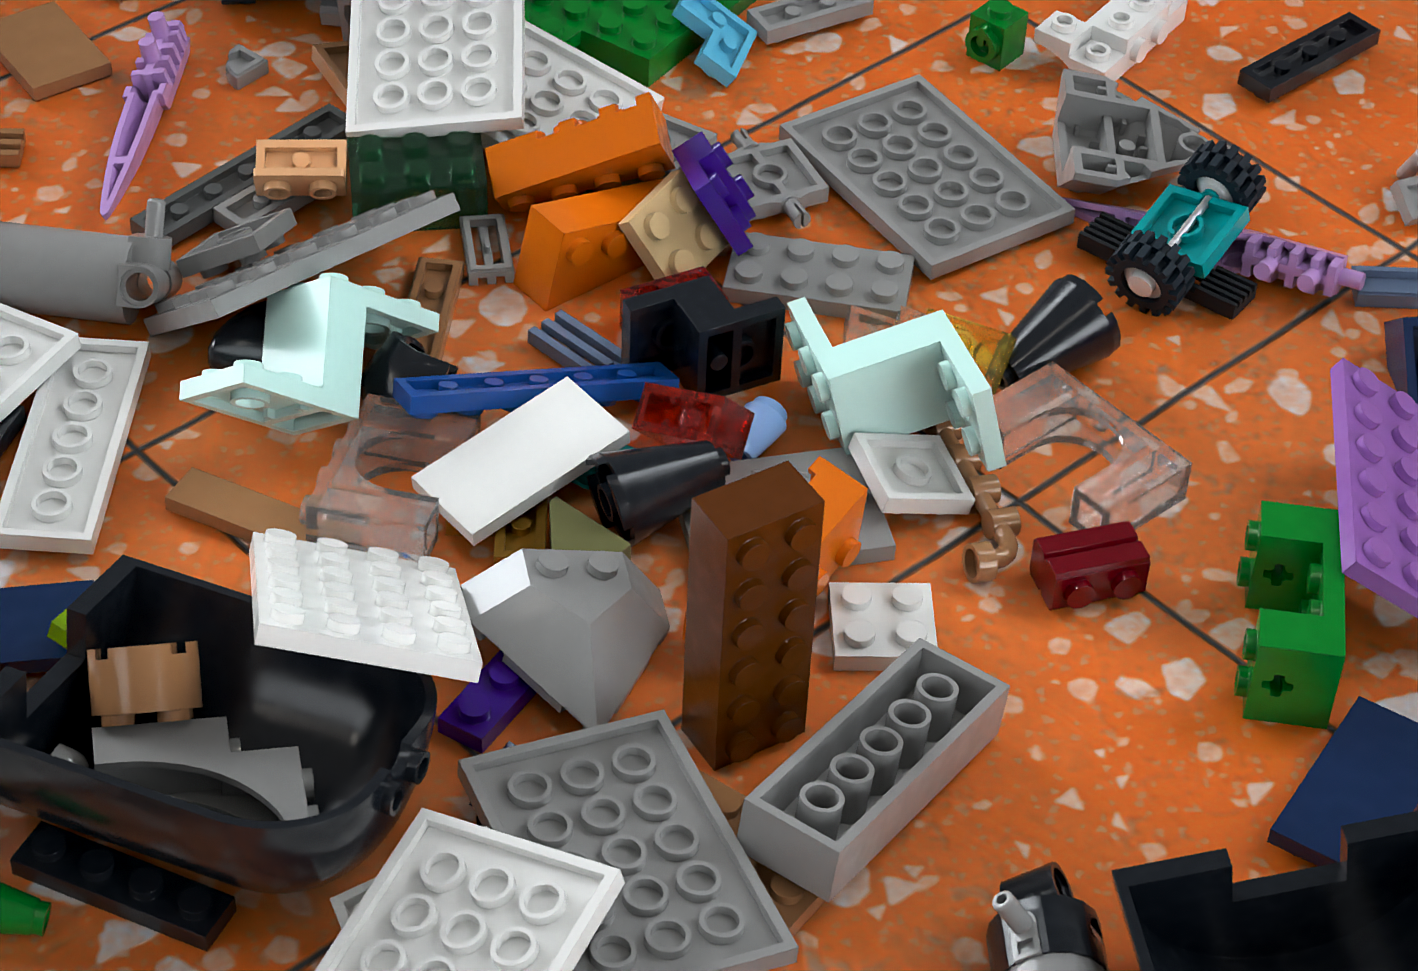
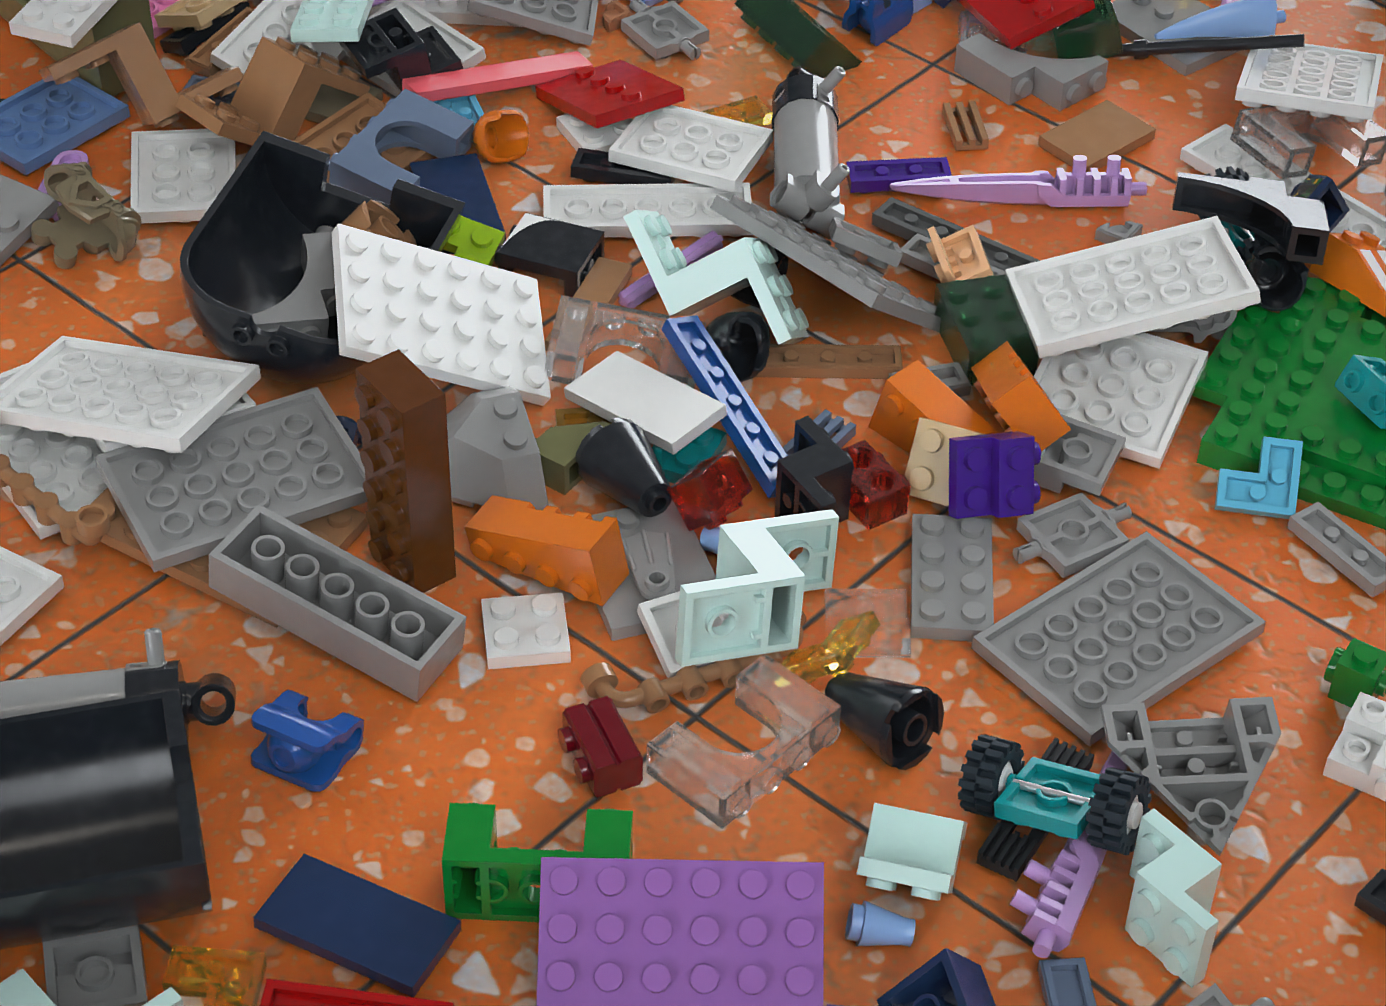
camera: 85 degrees right, 0 degrees up
(76, 196) = (879, 174): none -> dark purple plate
(155, 523) = (551, 250): none -> black panel
(208, 436) = (645, 286): none -> lavender axle
(1088, 834) = (301, 748): none -> blue piece
(1247, 341) = (912, 851): none -> light aqua bracket
(1312, 184) = (1173, 898): none -> light aqua bracket
(1319, 396) = (876, 926): none -> light blue cone

